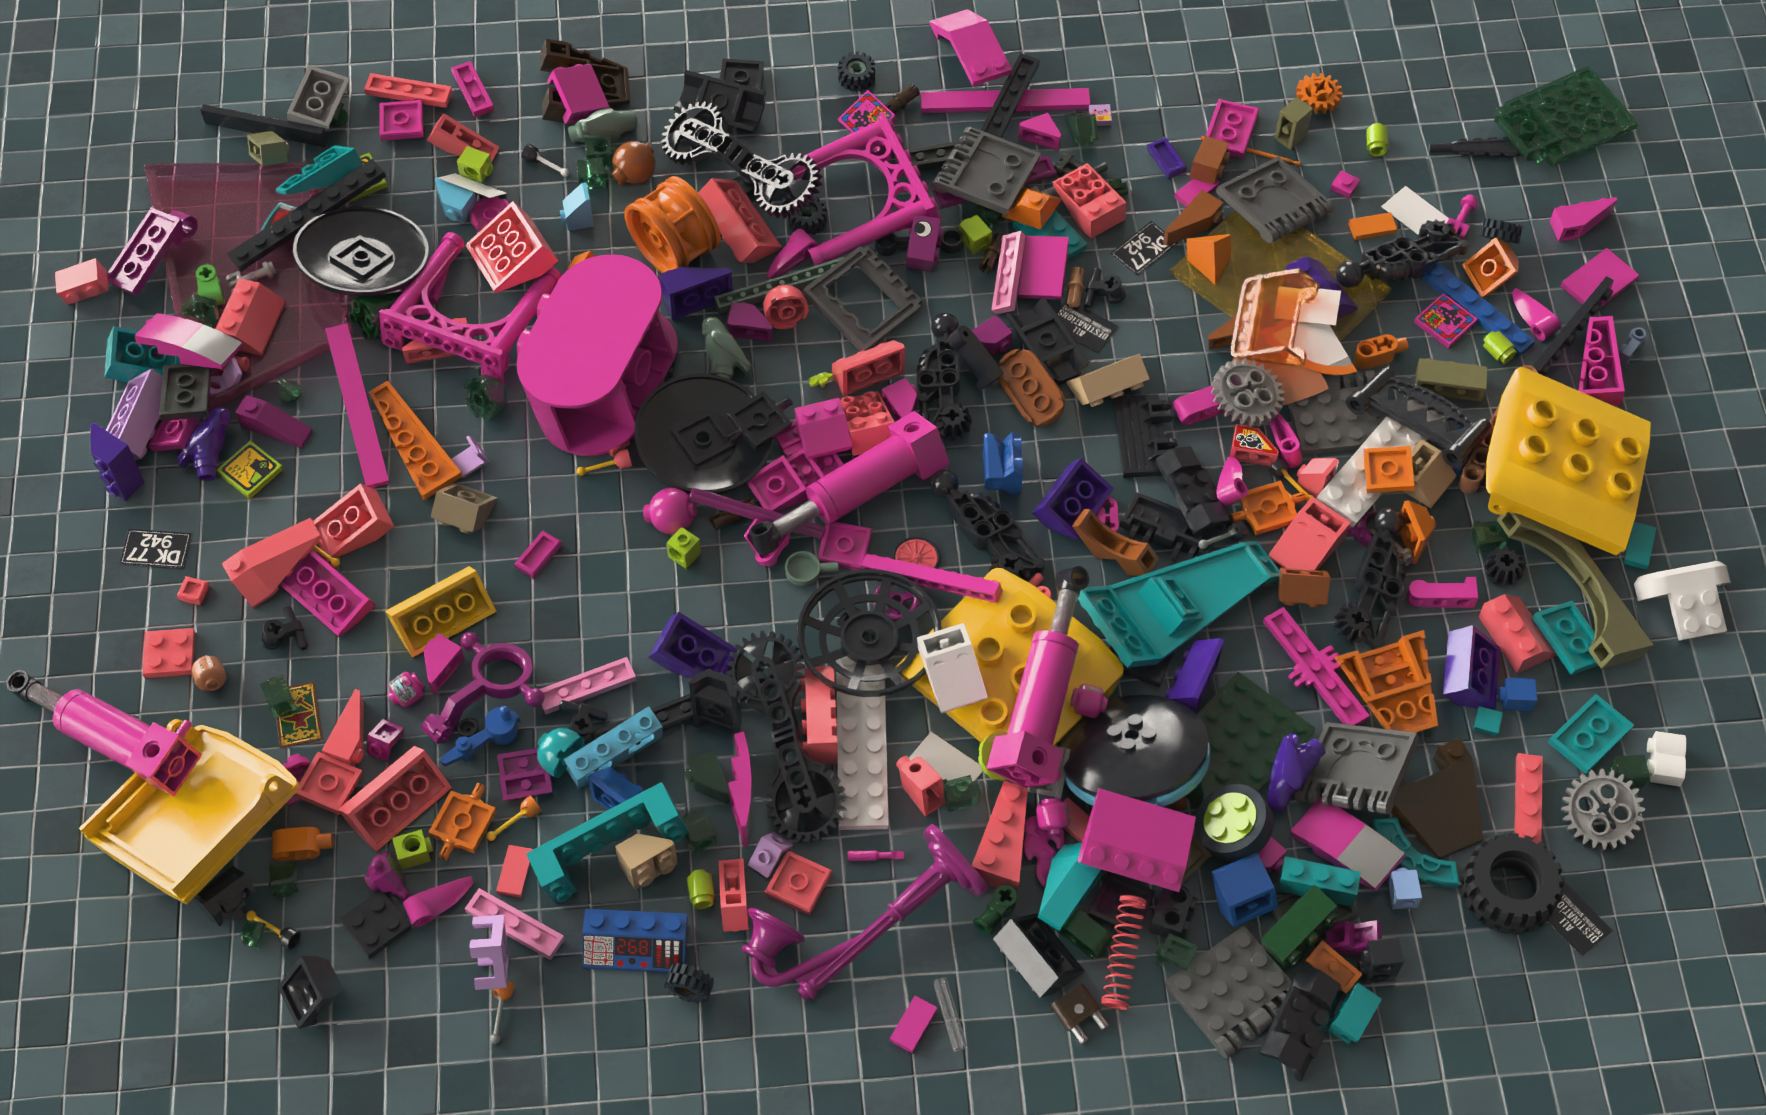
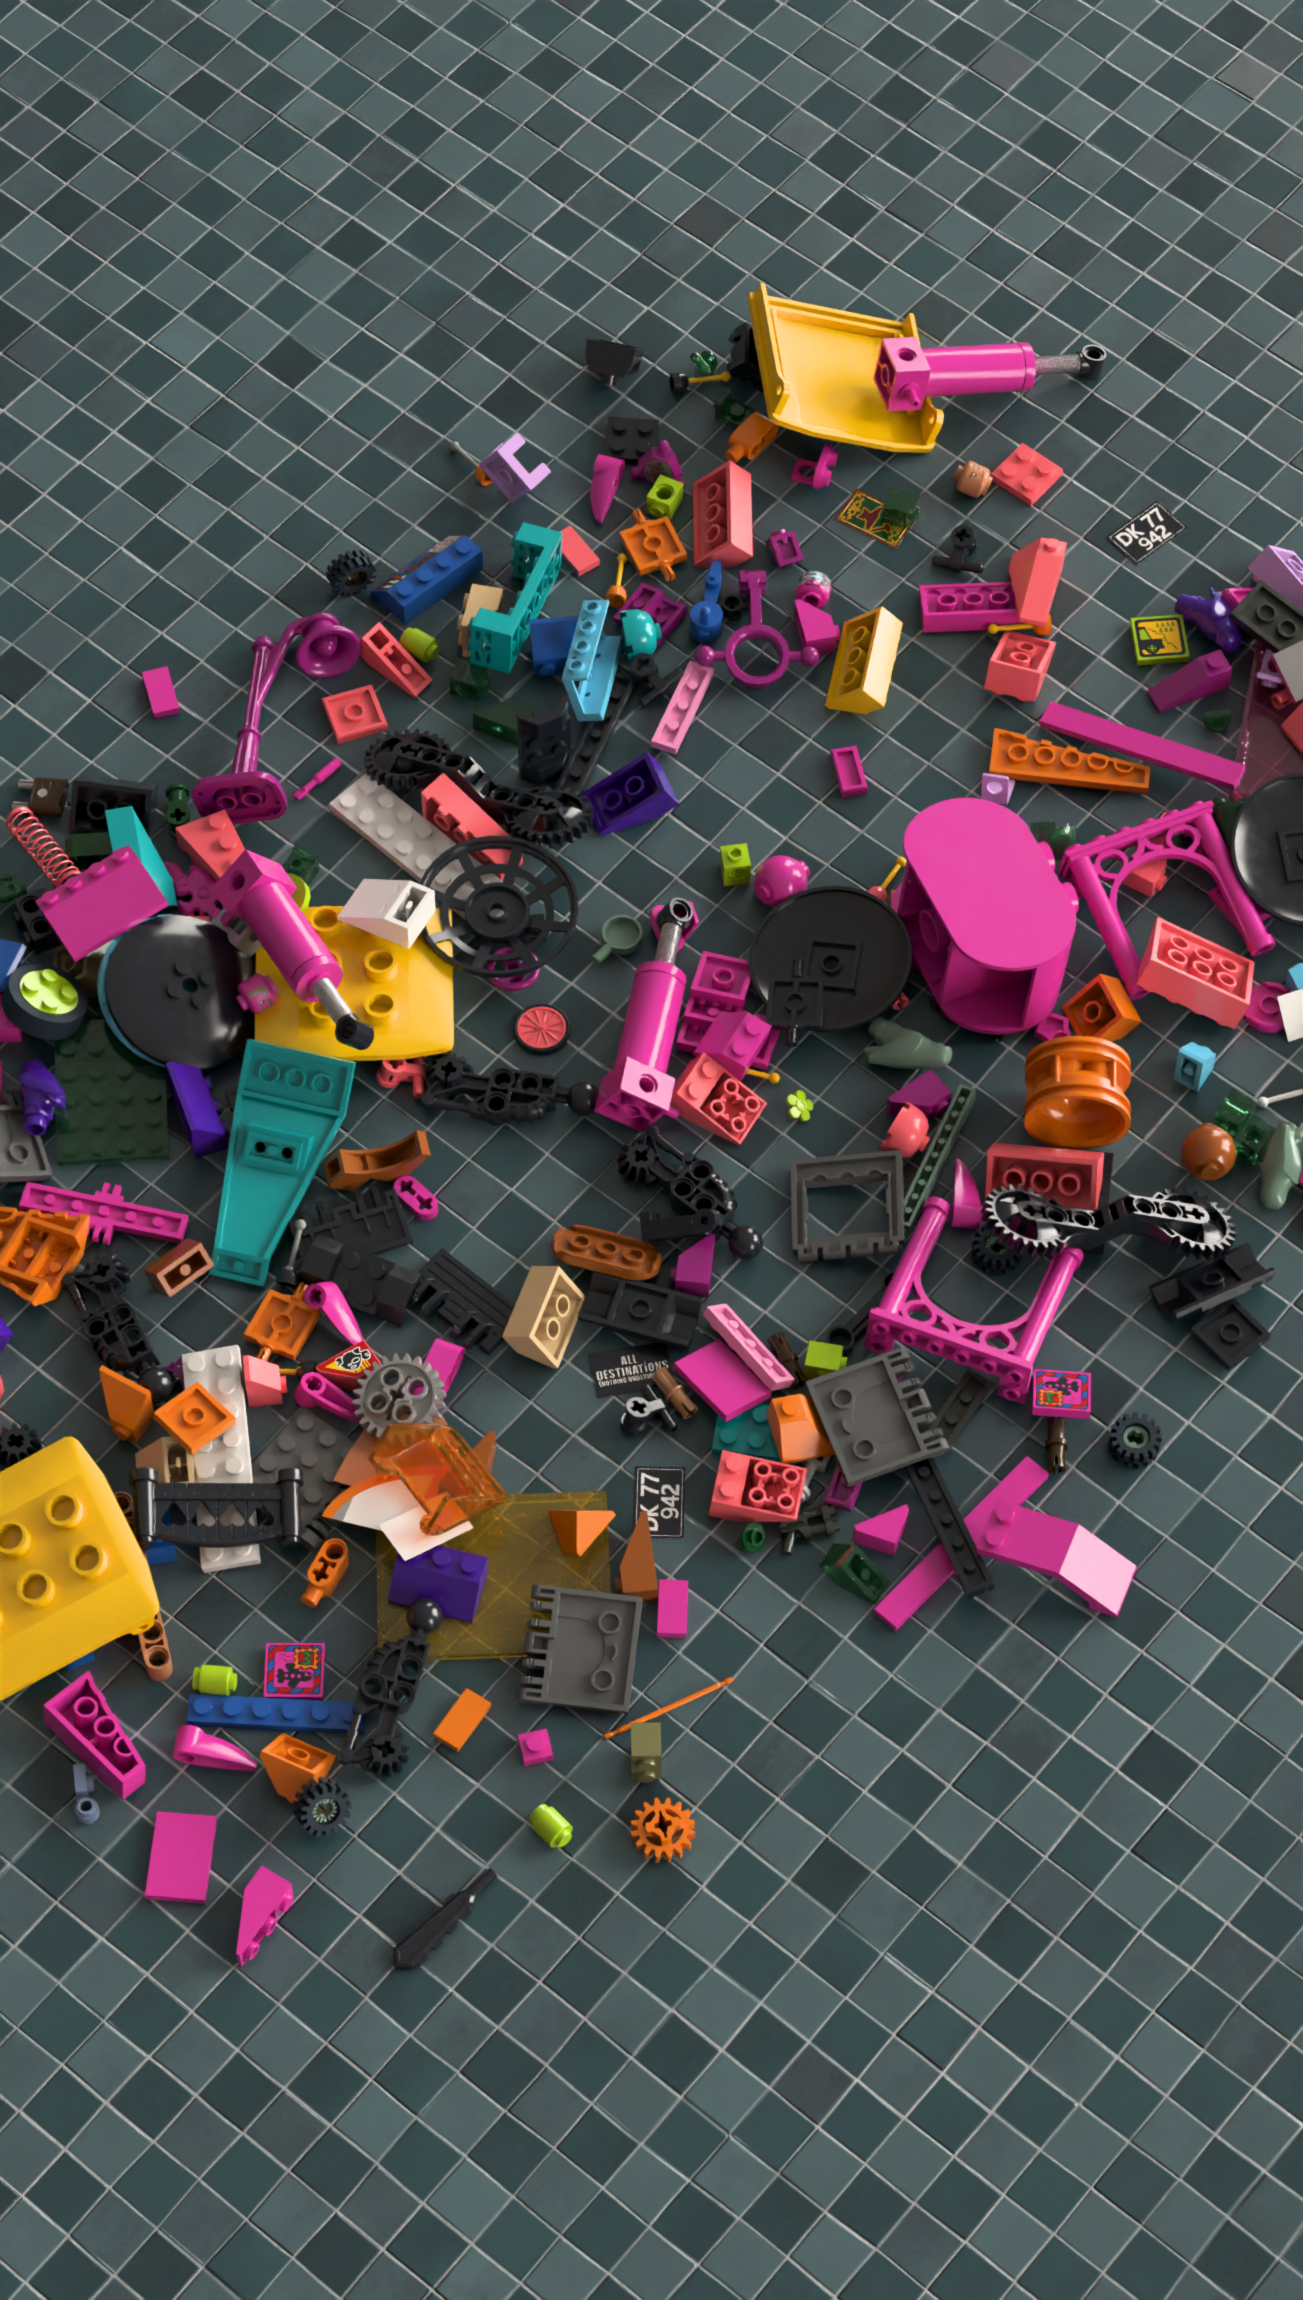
camera: 135 degrees right, 0 degrees up
(115, 463) = (1250, 527): dark purple slope -> none
(193, 590) = (1072, 527): coral tile -> none
(328, 783) = (784, 488): coral plate -> none
(347, 737) = (813, 528): coral slope -> none
(462, 507) = (952, 750): dark tan slope -> none
(518, 925) = (539, 513): bright pink plate -> none
(693, 289) = (1000, 1072): dark purple slope -> none
(724, 518) = (732, 929): dark brown pin -> none
(741, 789) = (465, 725): dark pink slope -> none
(750, 511) = (725, 925): magenta axle -> none
(768, 853) = (397, 706): lavender bracket -> none
(845, 545) = (607, 986): dark pink tile -> none
(869, 367) = (768, 1143): coral slope -> none
(900, 398) = (702, 1138): dark pink slope -> none
(921, 783) = (335, 843): coral torso -> none
(922, 248) = (846, 1286): magenta brick -> none
(937, 578) = (498, 998): dark pink piece -> none
(946, 759) = (336, 887): white sticker -> none
(950, 1014) = (140, 719): clear axle -> none
(1003, 463) = (549, 1150): blue piece -> none
(1053, 815) = (200, 901): dark pink head -> none
(1074, 490) = (458, 1178): dark purple slope -> none
(1102, 114) = (853, 1610): lavender tile -> none
(1166, 158) = (739, 1620): dark purple tile -> none
(1209, 160) = (687, 1640): dark orange brick -> none
(1234, 125) = (710, 1711): dark pink tile -> none
(1310, 537) = (213, 1316): coral slope -> none
(1412, 209) = (437, 1782): white sticker -> none
(1443, 594) = (49, 1374): dark pink leg -> none
(1452, 378) = (230, 1600): olive brick -> none
(1469, 204) = (389, 1829): dark pink hinge -> none
(1564, 118) = (384, 2034): clear green plate -> none
(1577, 322) = (157, 1766): black plate -> none

